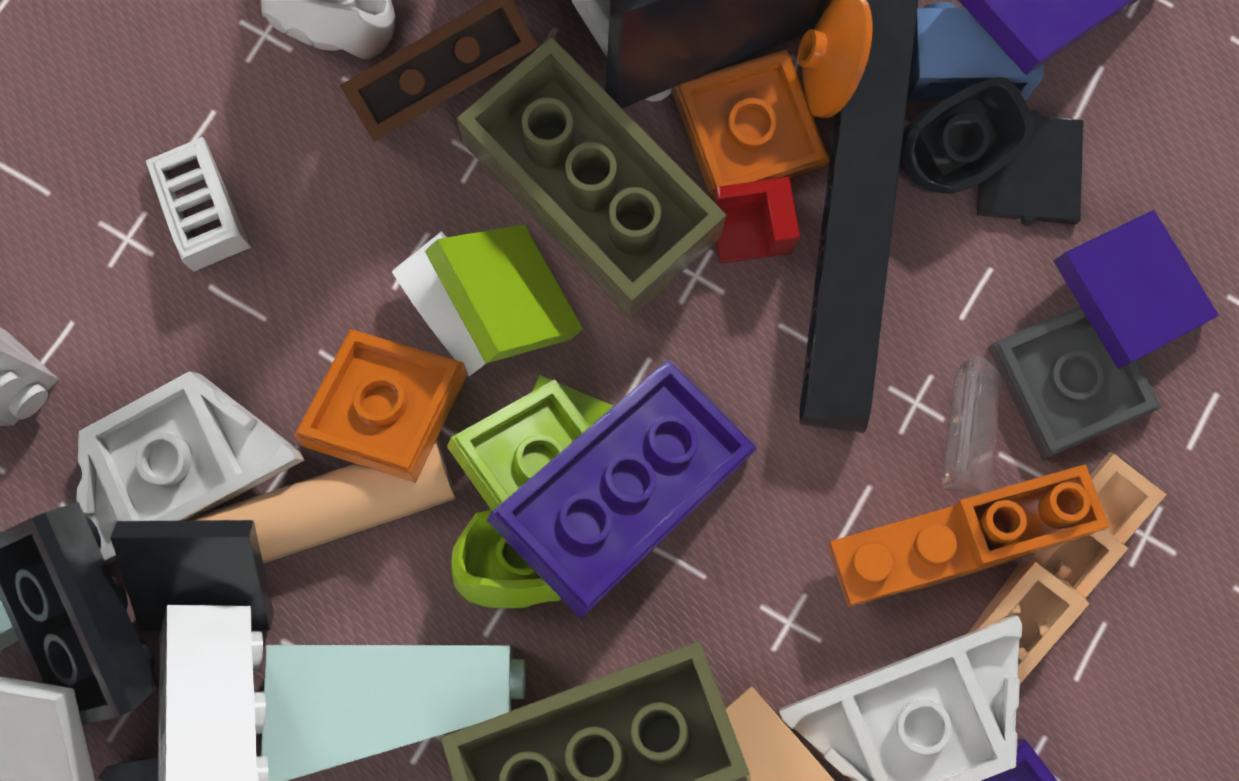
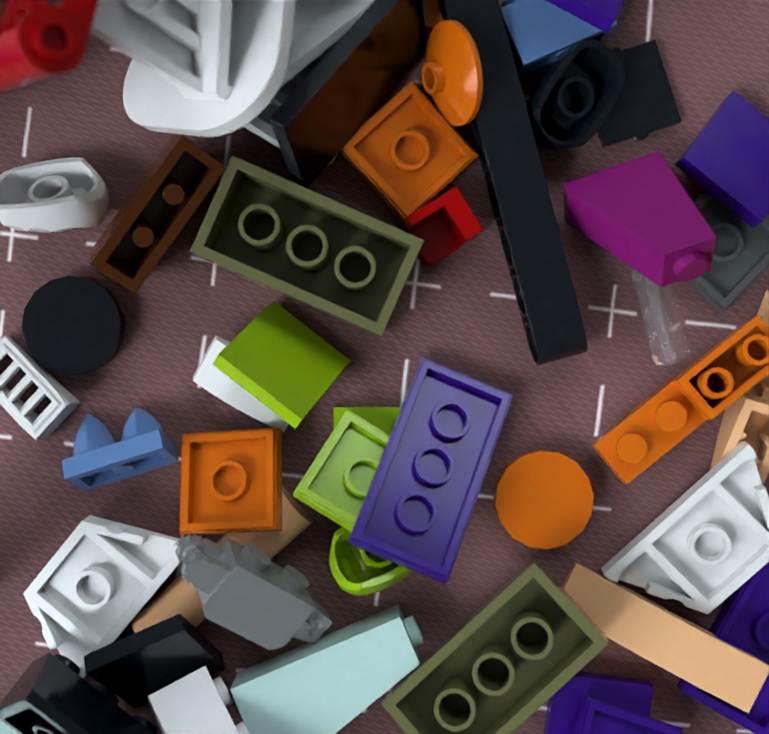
camera: 20 degrees left, 10 degrees up
(250, 323) = (101, 461): none -> medium blue tile
(285, 158) = (73, 325): none -> black tile
(345, 540) = (251, 593): none -> light grey hinge
(743, 589) = (543, 499): none -> orange tile
(988, 300) = (642, 219): none -> magenta slope

